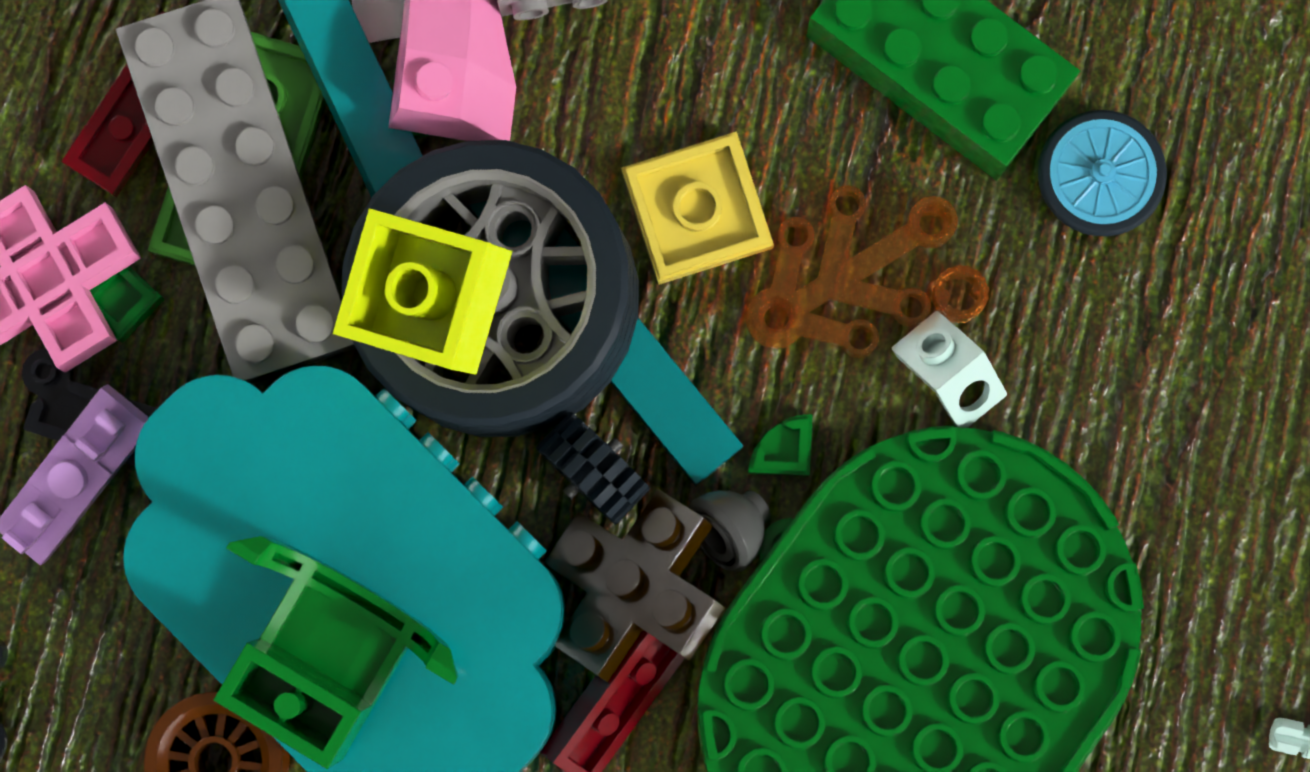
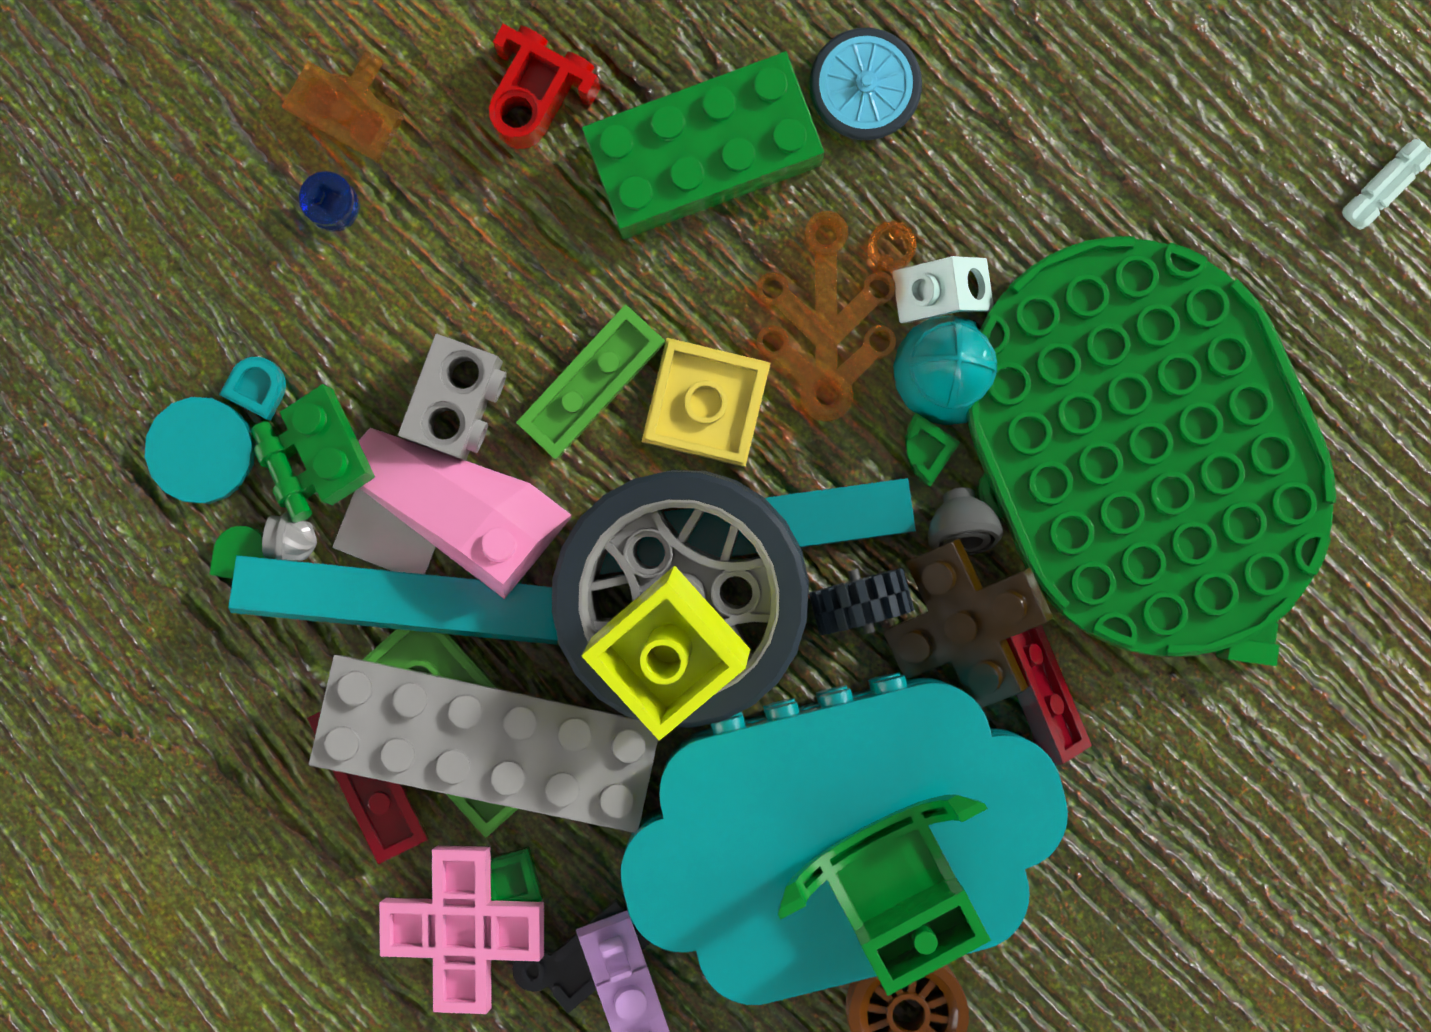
camera: 65 degrees left, 5 degrees up
(648, 85) = (591, 382): none -> bright green plate
(871, 416) = (944, 368): none -> teal helmet

